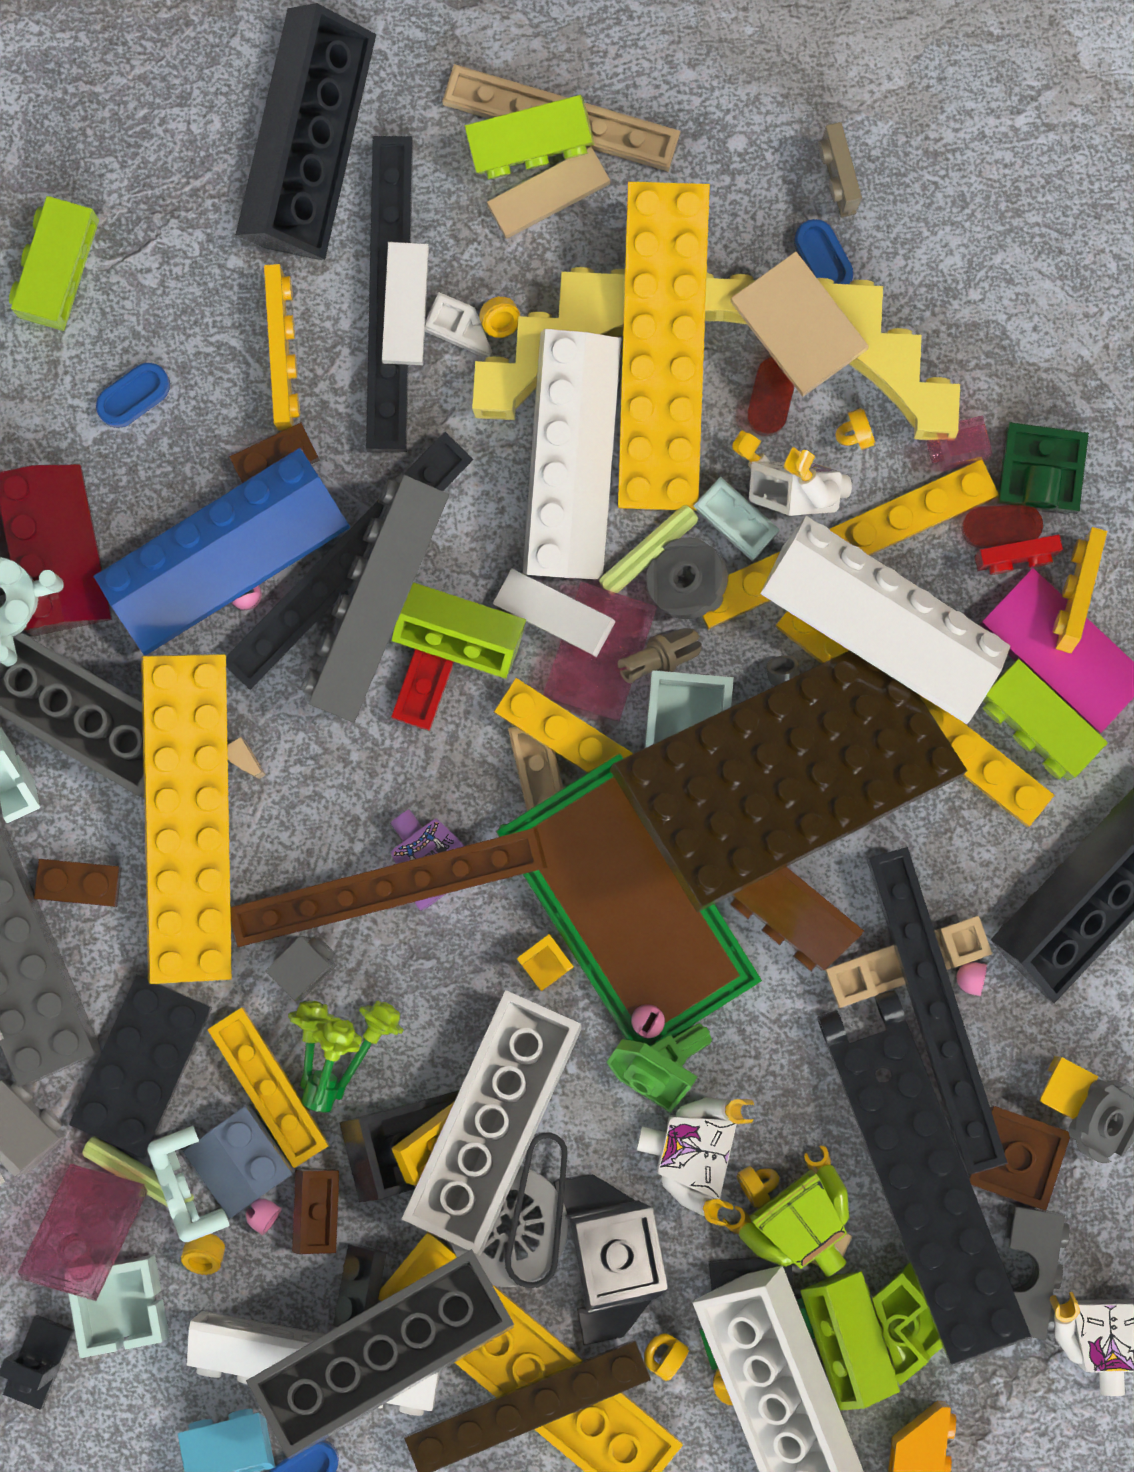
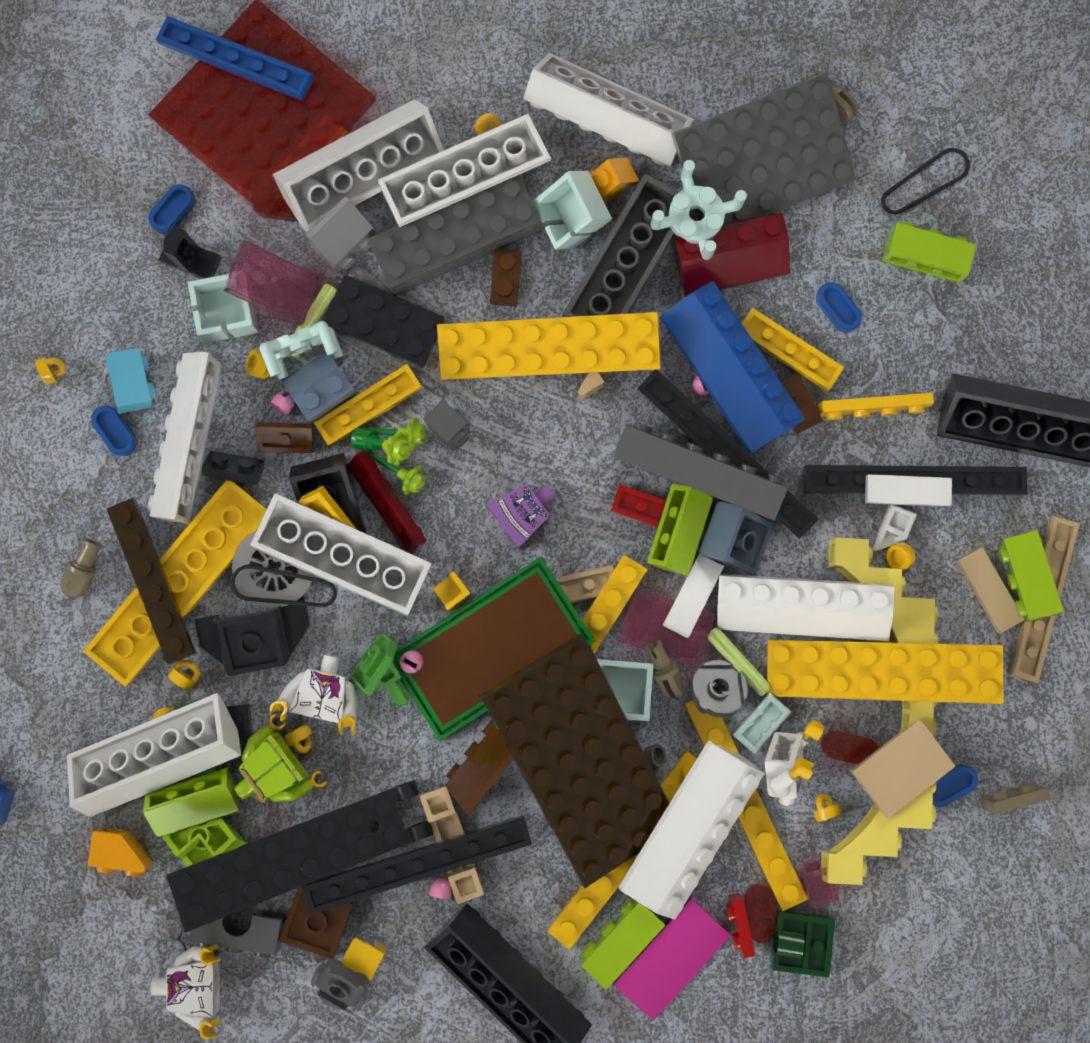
camera: 85 degrees right, 0 degrees up
(196, 464) = (792, 350): none -> yellow plate
(380, 1354) = (180, 478): dark grey brick -> none
(388, 887) = (502, 484): reddish brown plate -> none
(414, 1059) = (386, 502): none -> dark red plate
(471, 549) = (736, 538): none -> sand blue slope
(1079, 589) = (715, 969): yellow plate -> none

